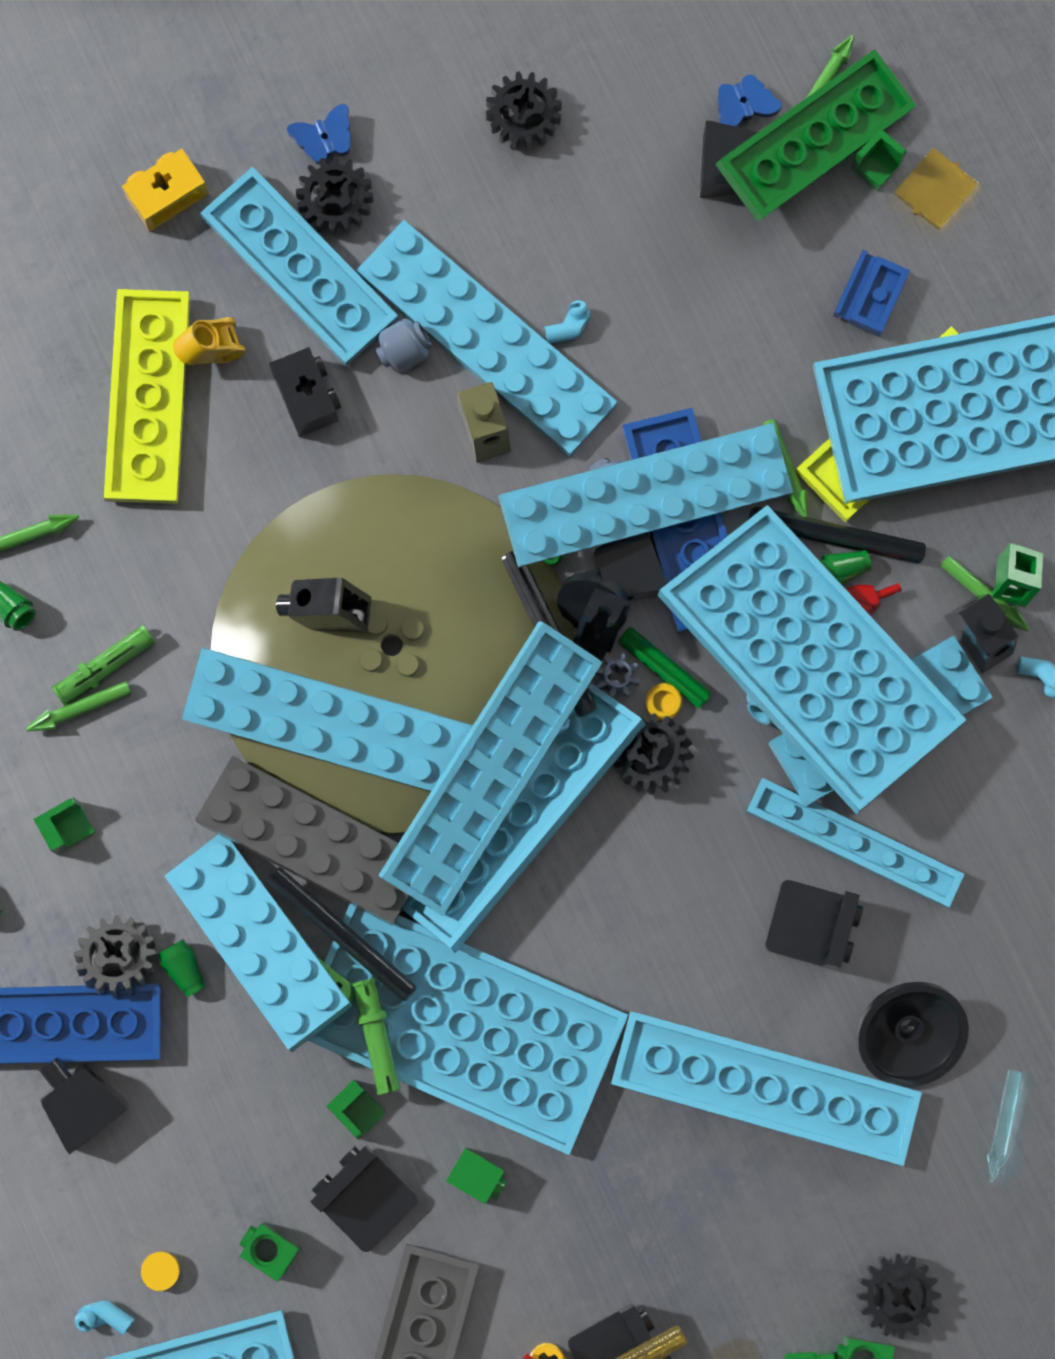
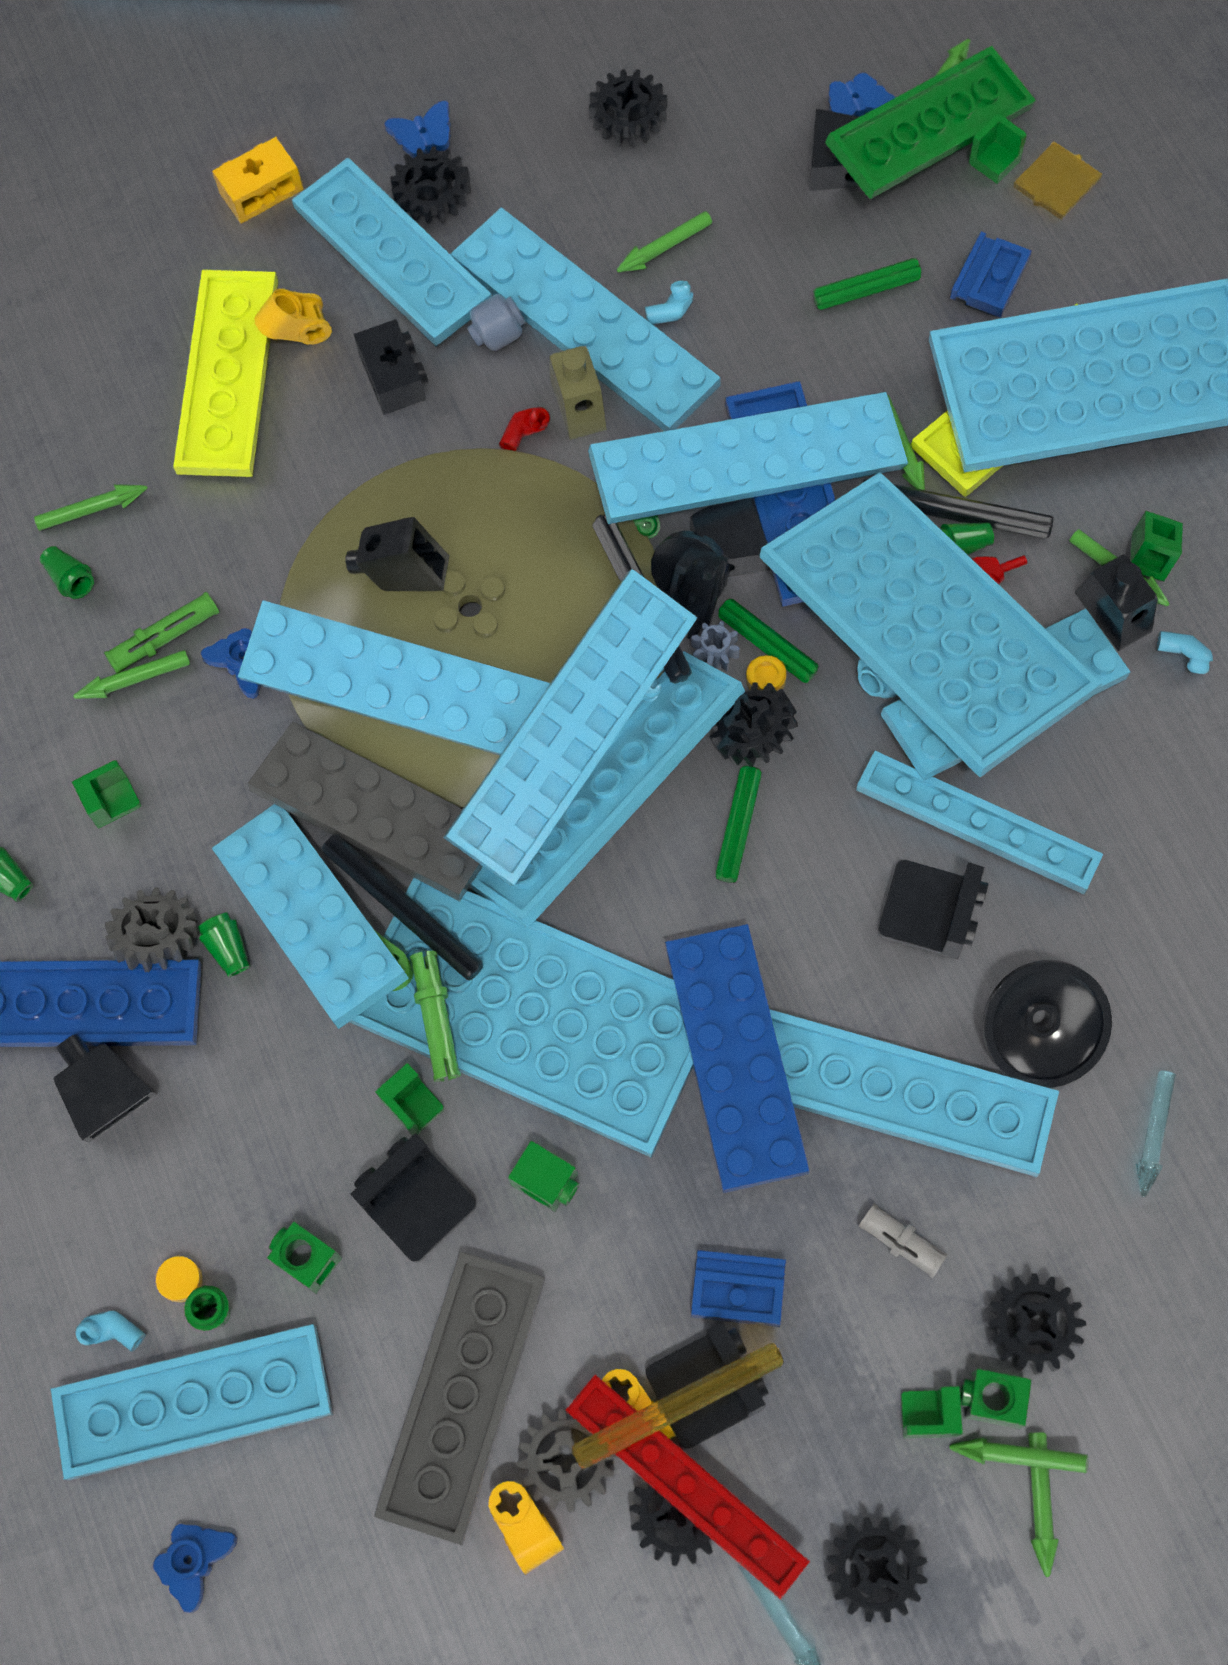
camera: 10 degrees right, 10 degrees down
(166, 682) = (228, 654): none -> blue animal
(180, 1304) = (199, 1304): none -> green cone
(433, 449) = (524, 424): none -> red arm
(537, 273) = (637, 258): none -> bright green piece
(640, 846) = (738, 824): none -> green axle
(642, 1068) = (736, 1059): none -> blue plate
(646, 1270) = (738, 1288): none -> blue plate
(754, 301) = (867, 283): none -> green axle
(786, 1224) = (903, 1240): none -> light grey pin

